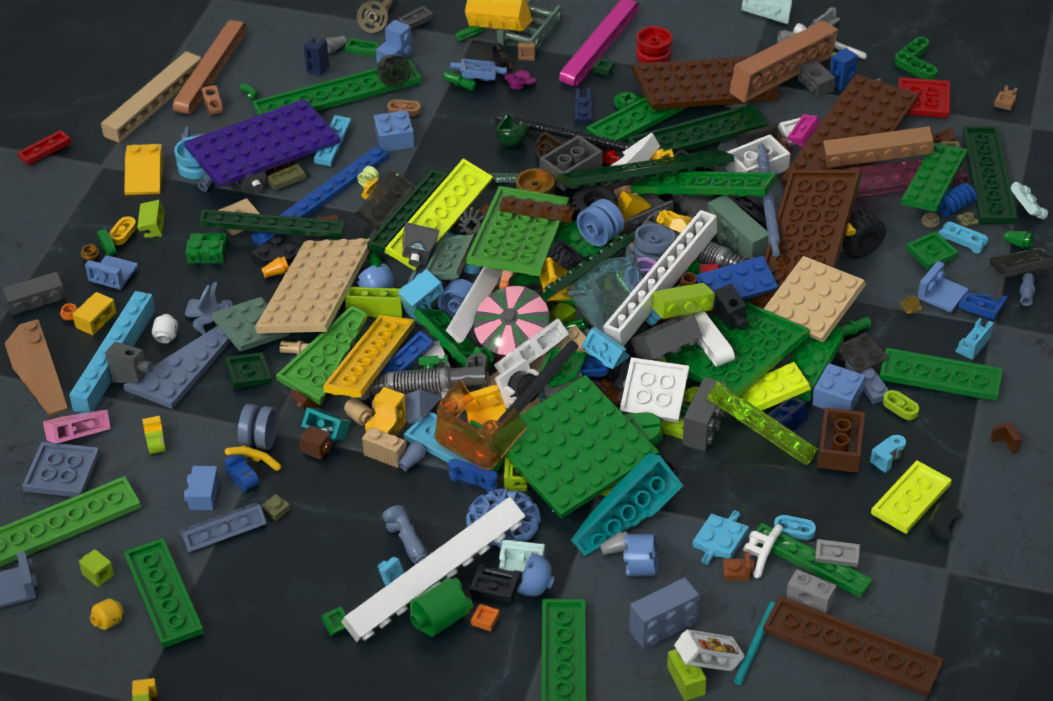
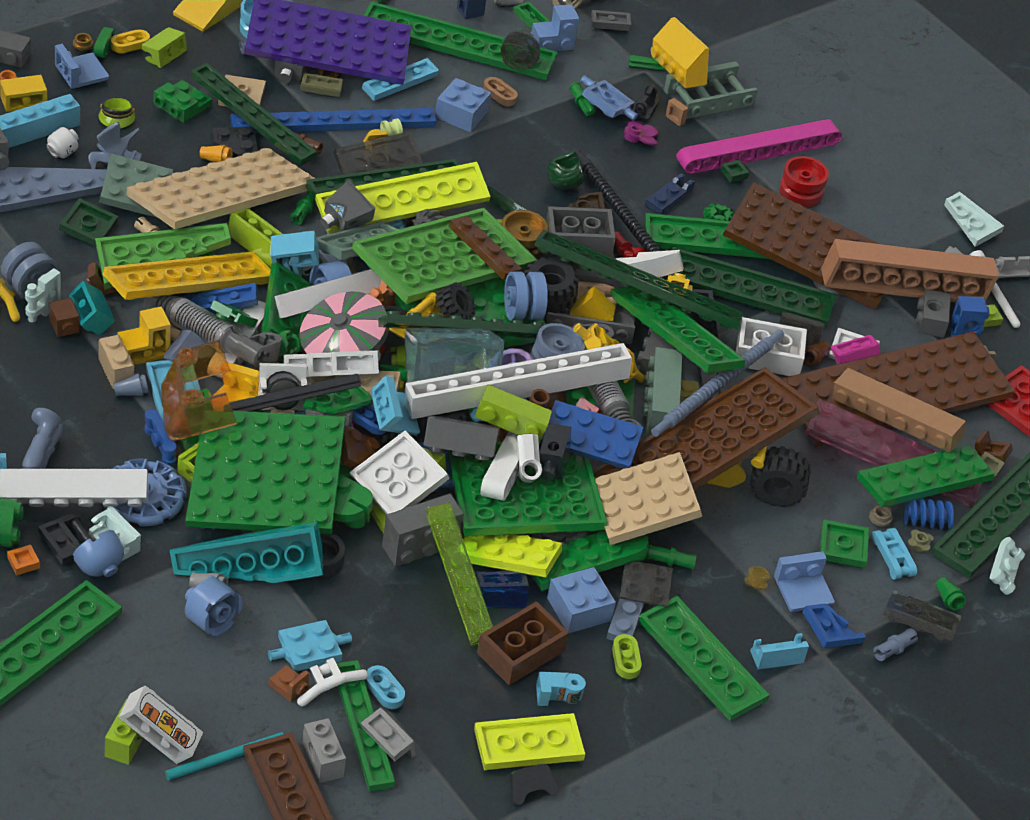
camera: 30 degrees right, 0 degrees up
(173, 284) = (117, 110): none -> lime piece
(286, 437) = (47, 291): none -> light aqua plate
(358, 411) = (131, 315): tan brick -> none
(376, 277) = (282, 217): medium blue cylinder -> none
(663, 613) = (167, 666): sand blue brick -> none
(723, 321) = (528, 455): none -> white piece
(1009, 435) = (694, 751): reddish brown bracket -> none

